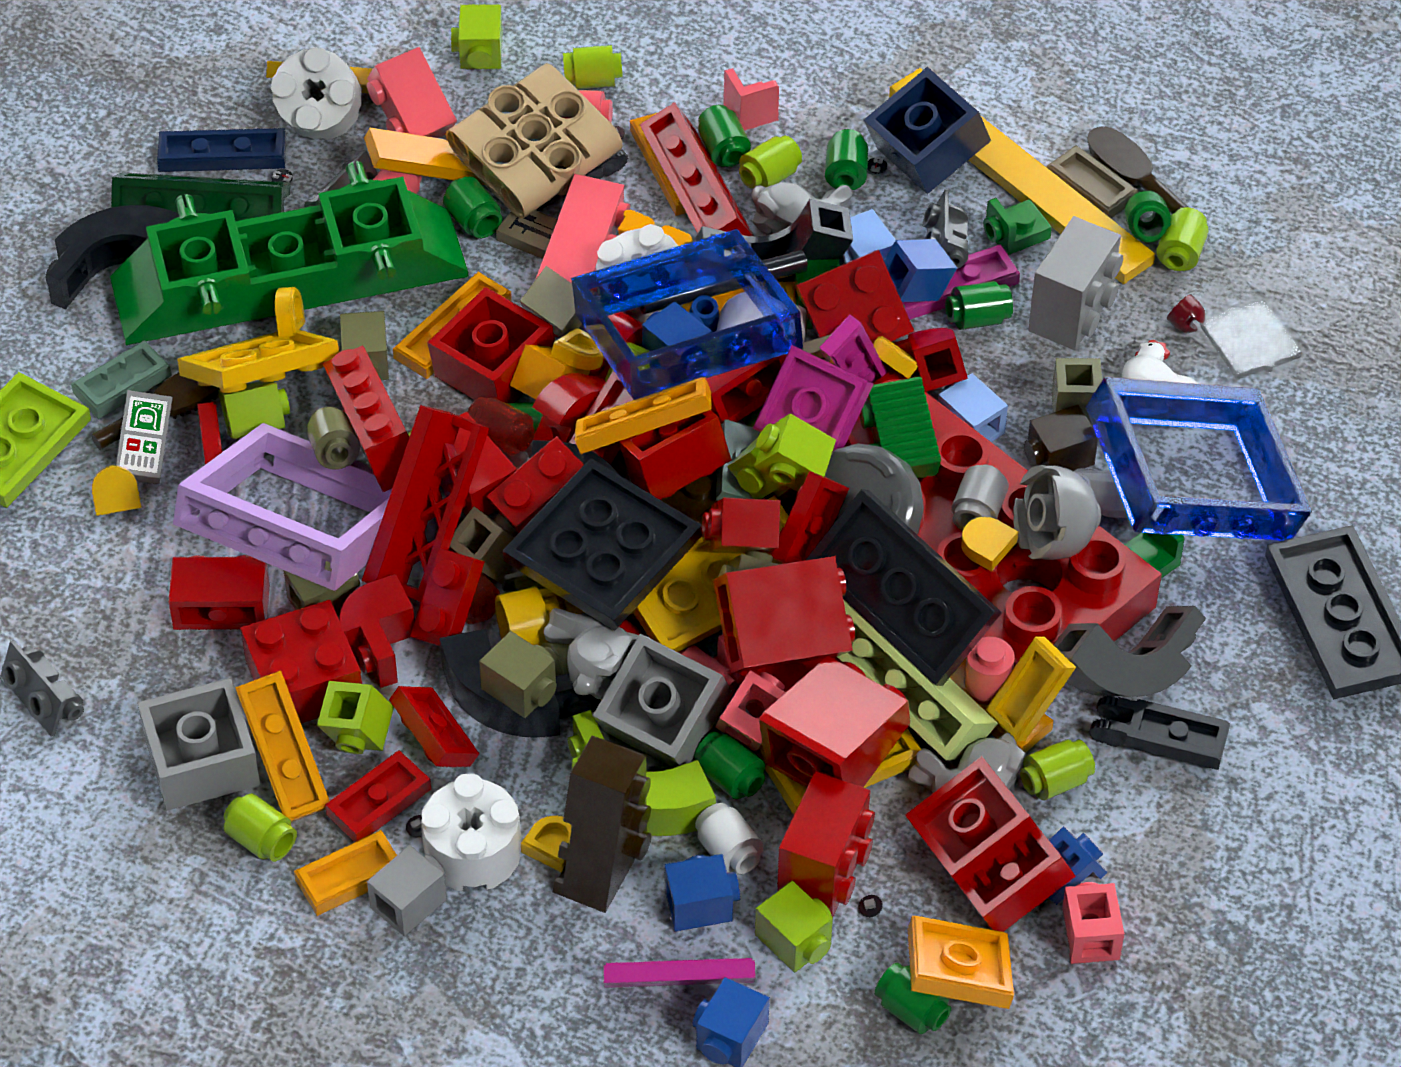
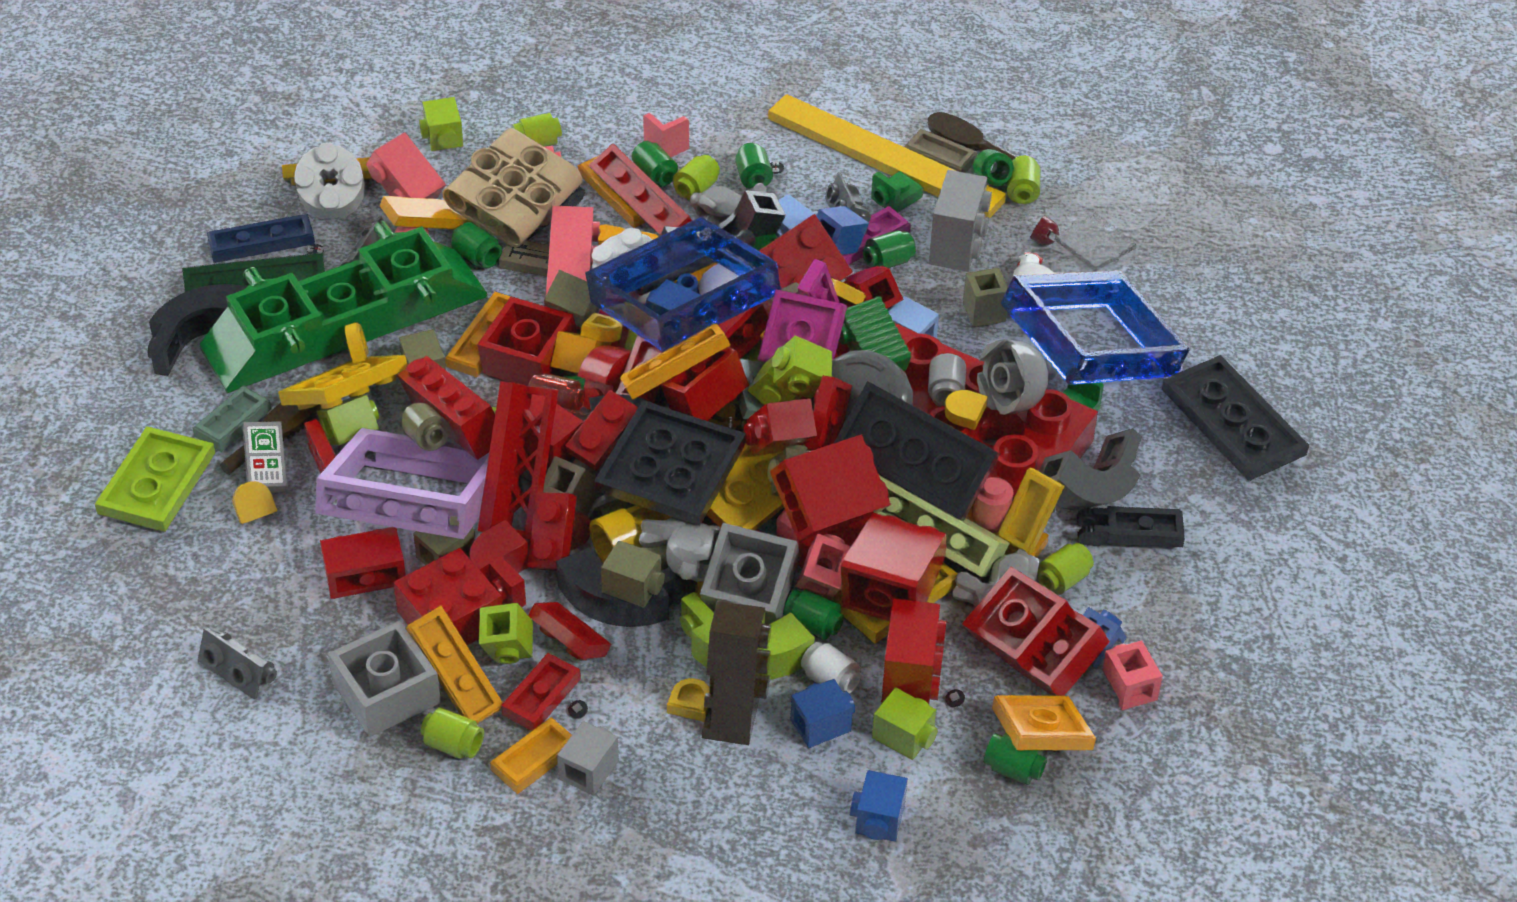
camera: 15 degrees left, 5 degrees down
(472, 832) = (628, 701): white brick -> none
(678, 972) = (825, 776): dark pink tile -> none
(927, 130) = (810, 133): dark blue brick -> none
(1062, 440) = (982, 329): dark brown brick -> none

